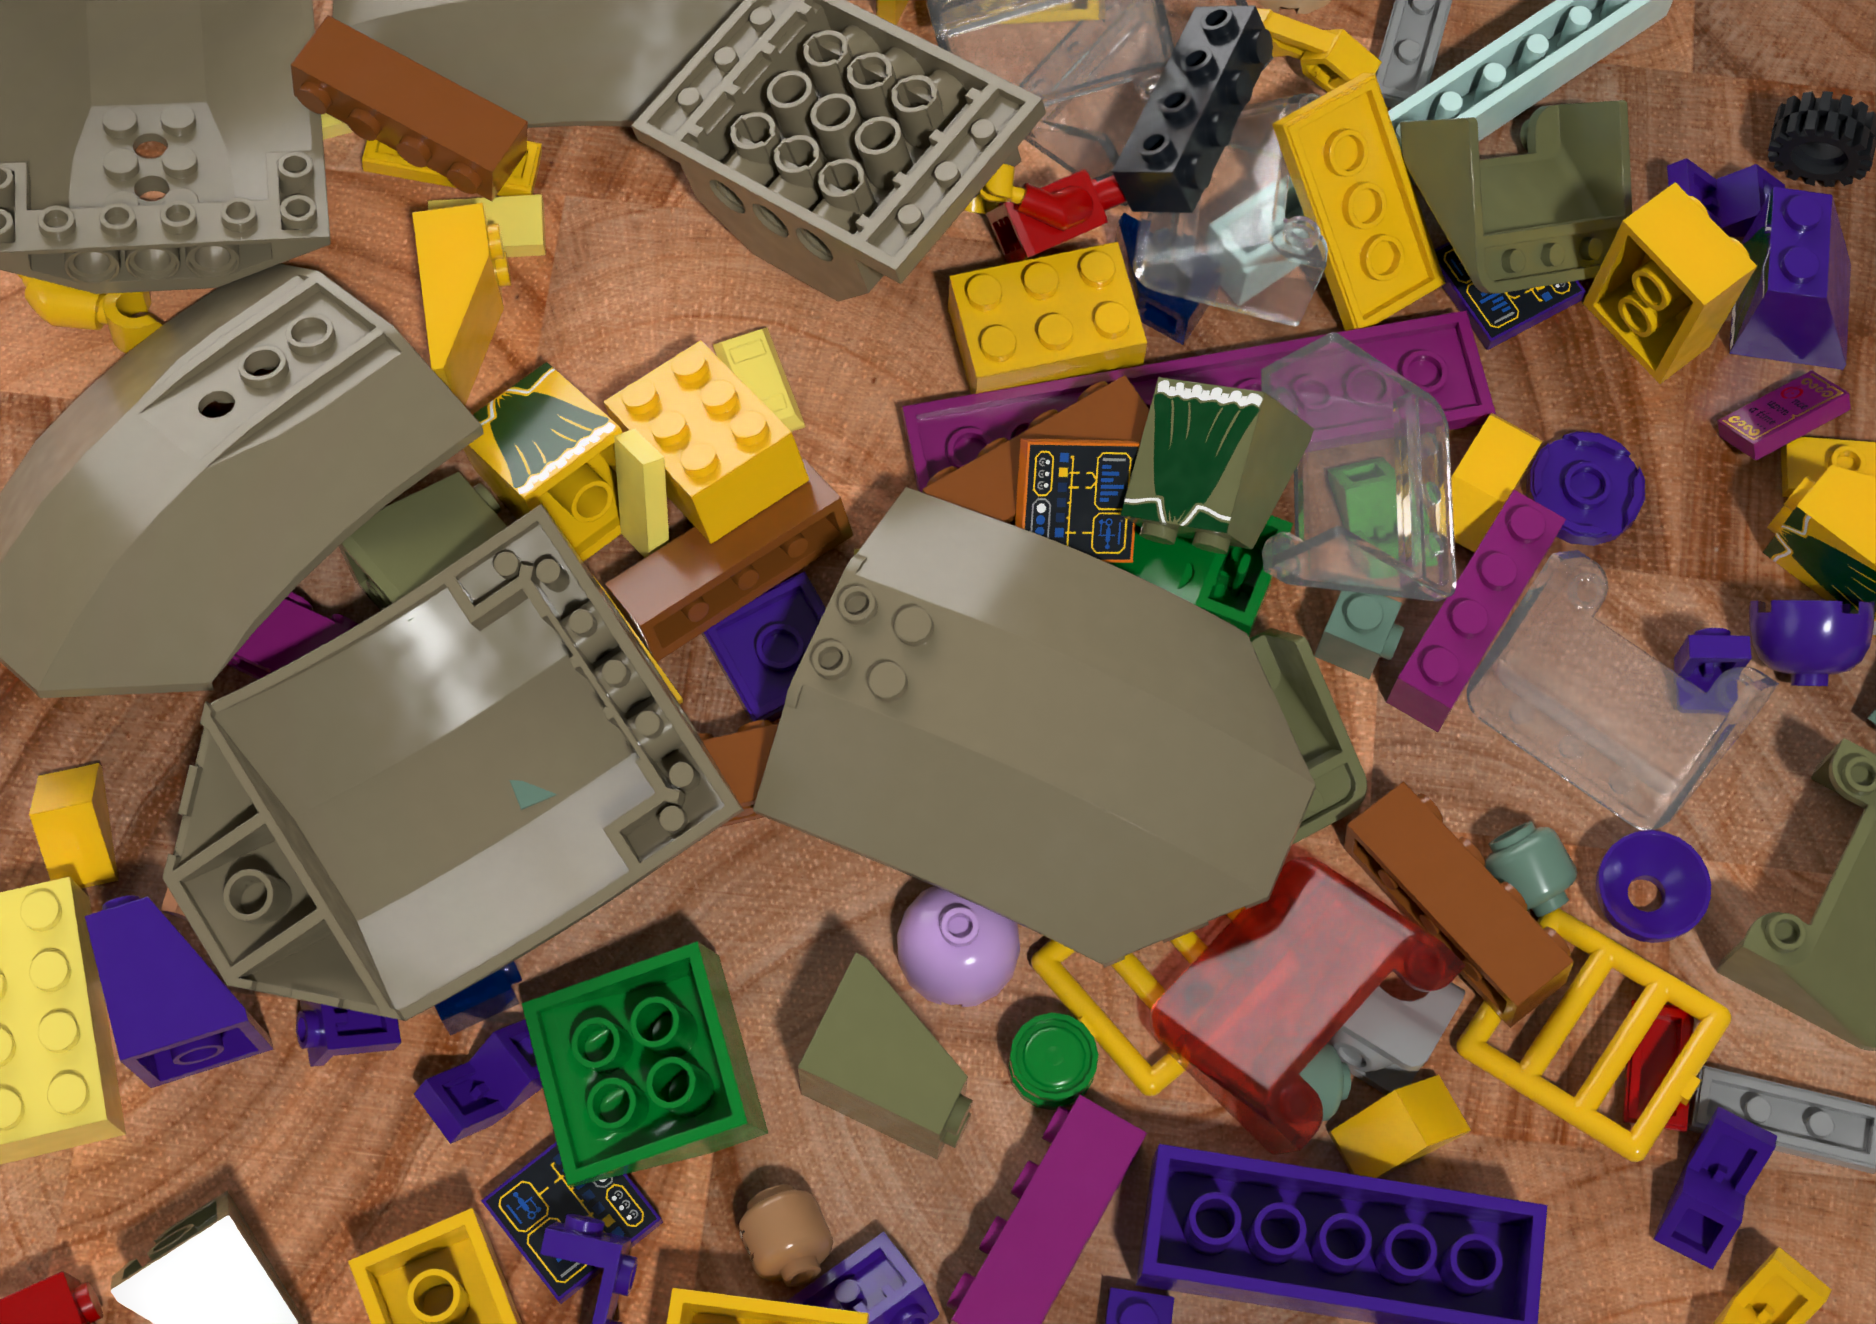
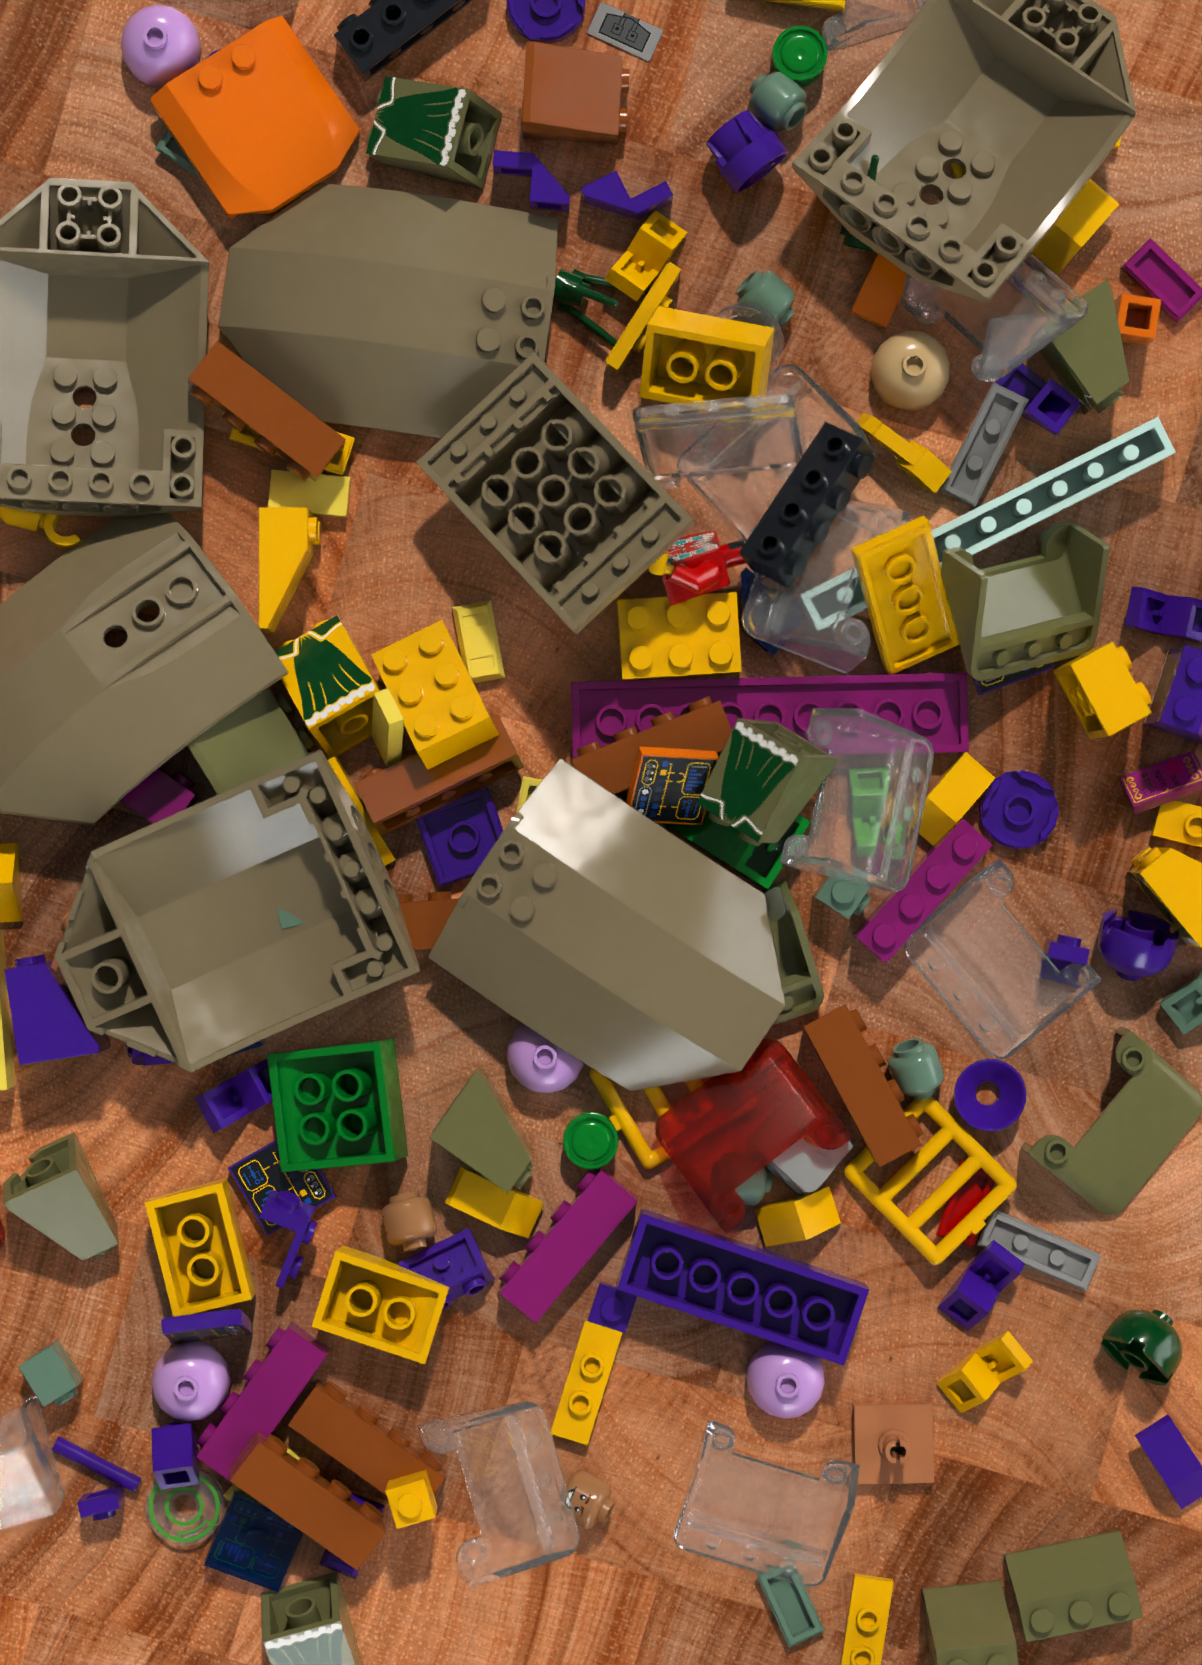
camera: 15 degrees right, 20 degrees up
(918, 1182) = (491, 1204): none -> yellow slope

